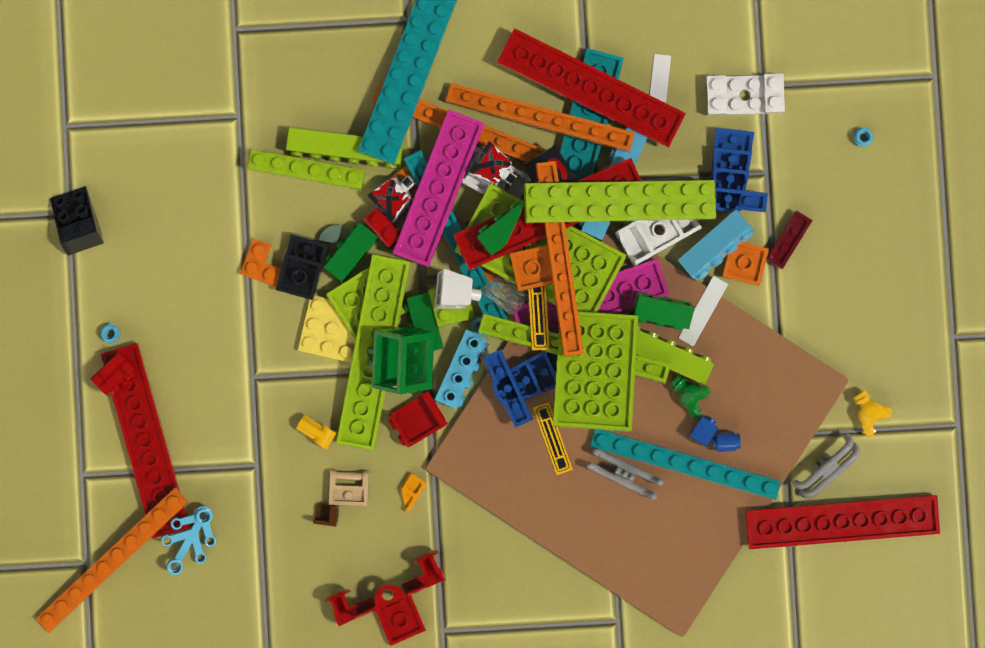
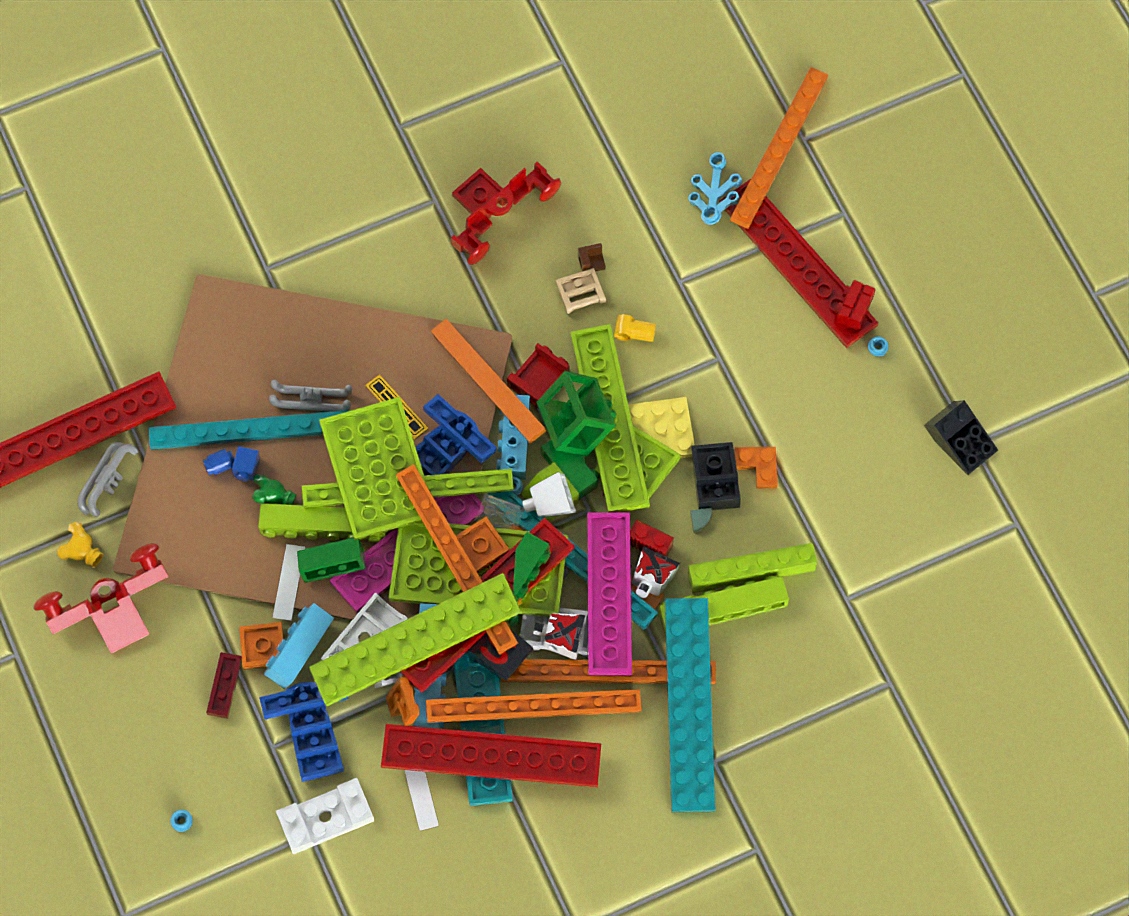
camera: 155 degrees right, 20 degrees down
(350, 252) = (674, 504): green brick -> none
(411, 490) = (517, 312): light orange tile -> none
(465, 426) = (488, 381): none -> orange tile
(538, 318) = (454, 500): sticker -> none
(647, 166) = (401, 701): none -> orange plate
(857, 323) = (119, 625): none -> piece

